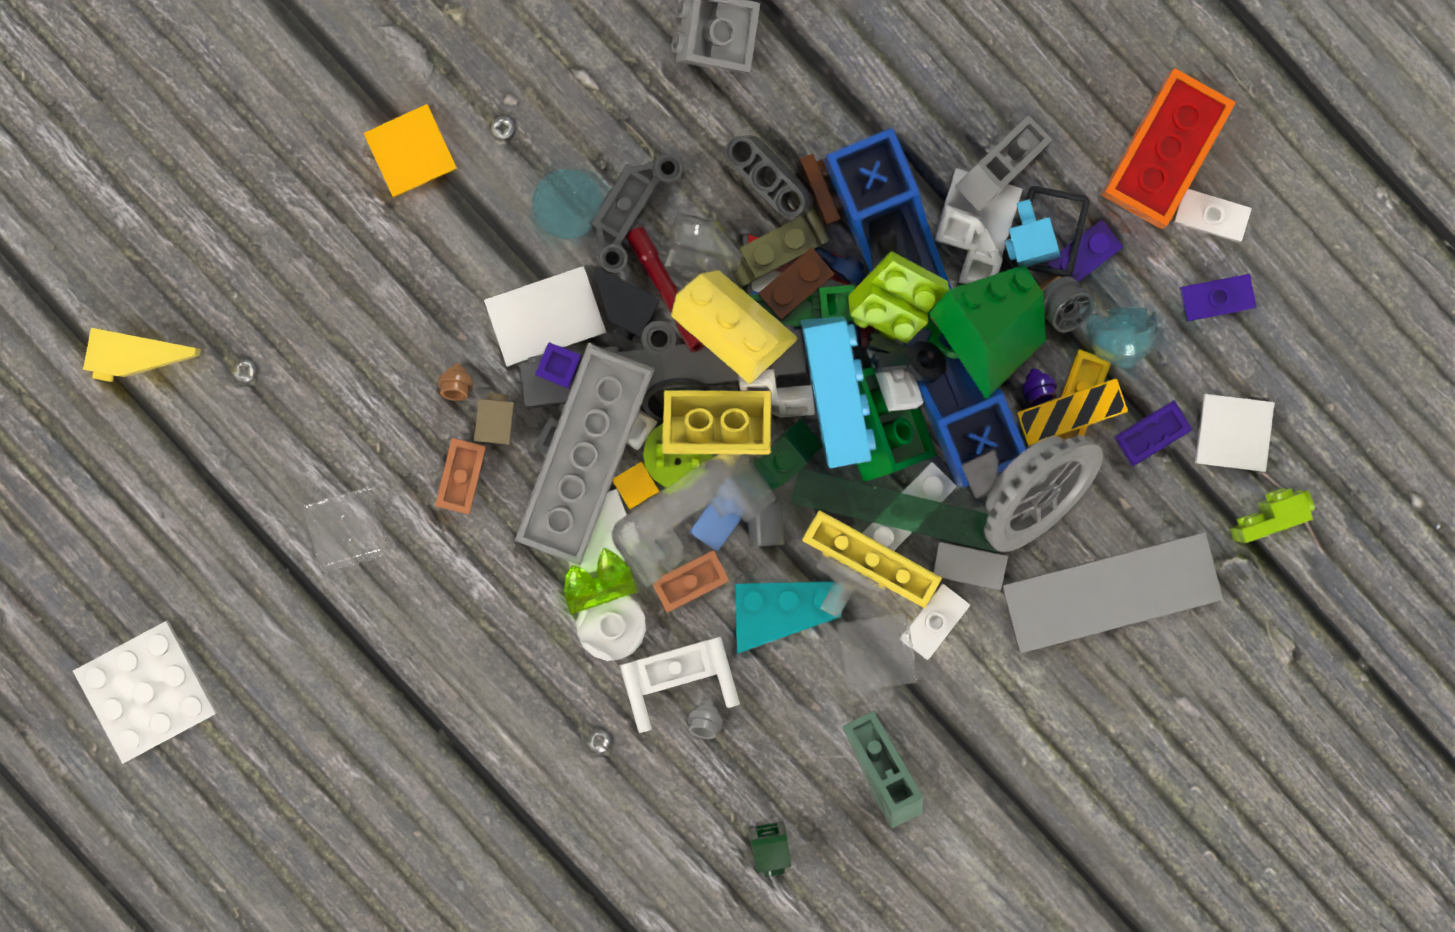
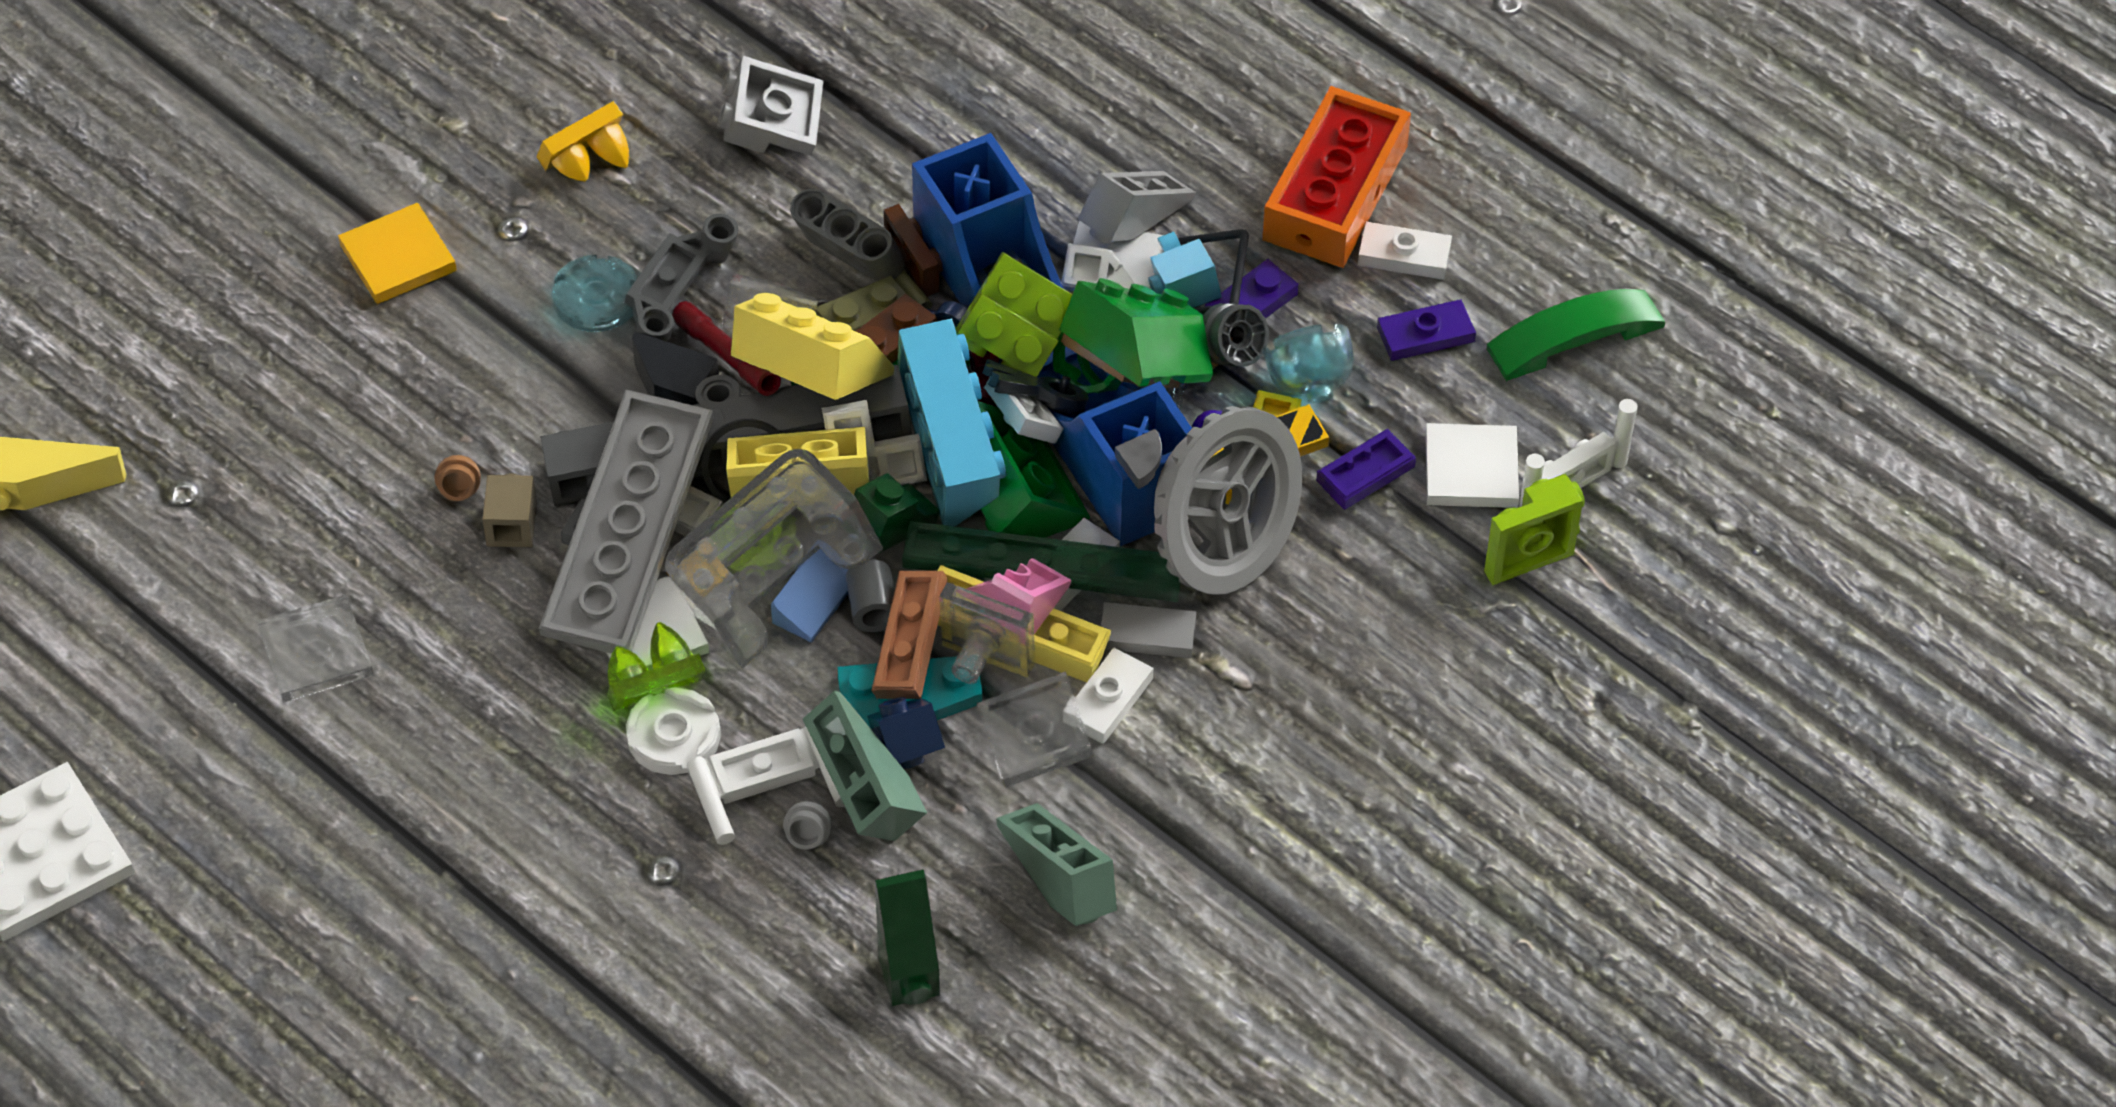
camera: 10 degrees left, 35 degrees down
(460, 476) = (466, 574): nougat plate -> none
(546, 311) = (564, 399): white tile -> none
(558, 365) = (588, 421): dark purple plate -> none
(573, 43) = (598, 130): none -> yellow tile
(690, 581) = (776, 667): nougat plate -> none
(750, 694) = (863, 771): none -> sand green slope
(781, 654) = (907, 729): none -> dark blue brick
(791, 574) = (909, 635): none -> nougat tile
(876, 548) = (1030, 588): none -> bright pink slope
(1112, 592) = (1339, 646): light grey tile -> none
(1322, 442) = (1590, 457): none -> white plate
(1334, 309) = (1570, 325): none -> green slope

